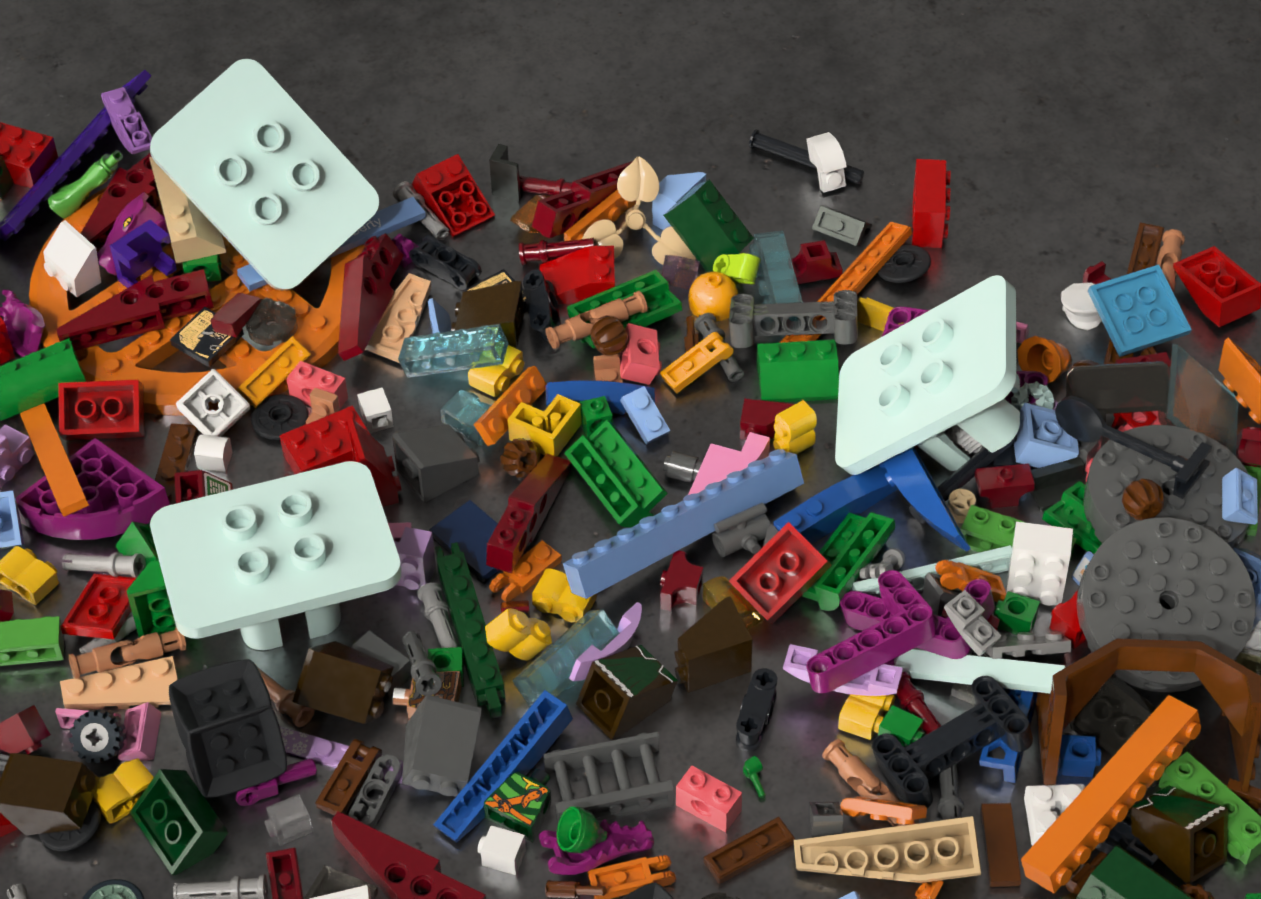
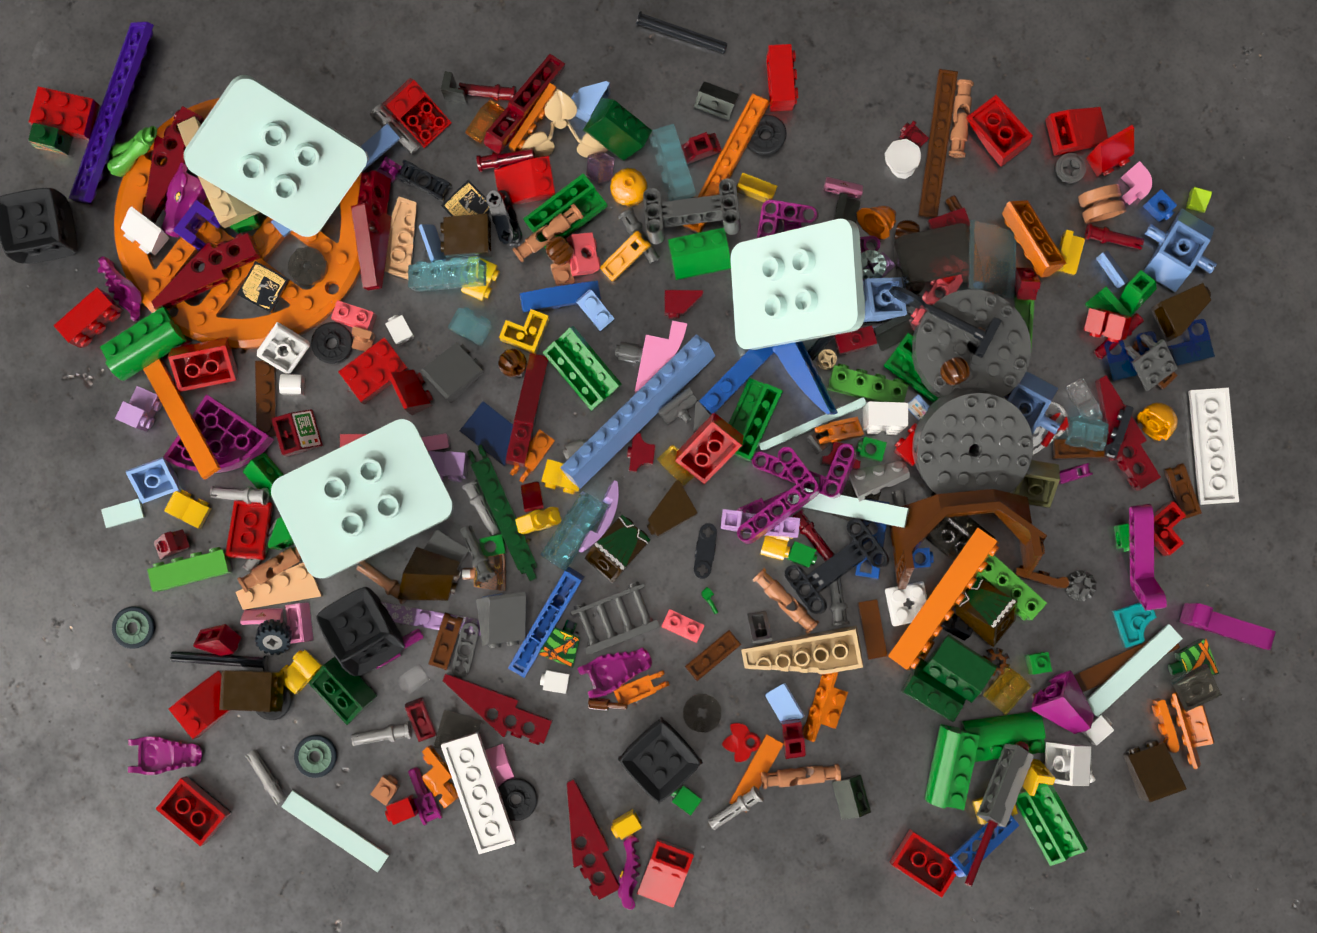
camera: 10 degrees left, 35 degrees up
(127, 121) = (149, 85): medium lavender slope -> none
(234, 314) = (280, 268): dark red slope -> none
(273, 372) = (319, 310): light orange tile -> none
(525, 389) = (497, 316): orange plate -> none
(579, 830) = (604, 669): green helmet -> none
(594, 414) = (560, 317): green brick -> none
(691, 339) = (618, 231): reddish brown axle -> none
(739, 267) = (644, 164): lime piece -> none
(795, 428) = (703, 314): yellow brick -> none
(829, 159) = (698, 42): white brick -> none
(882, 809) = (797, 625): orange hinge -> none
(892, 560) = (783, 412): light grey hinge -> none
(972, 626) = (844, 484): light grey slope -> none
(1139, 310) = (943, 169): dark azure plate -> none
(1239, 497) = (1020, 352): light blue slope -> none

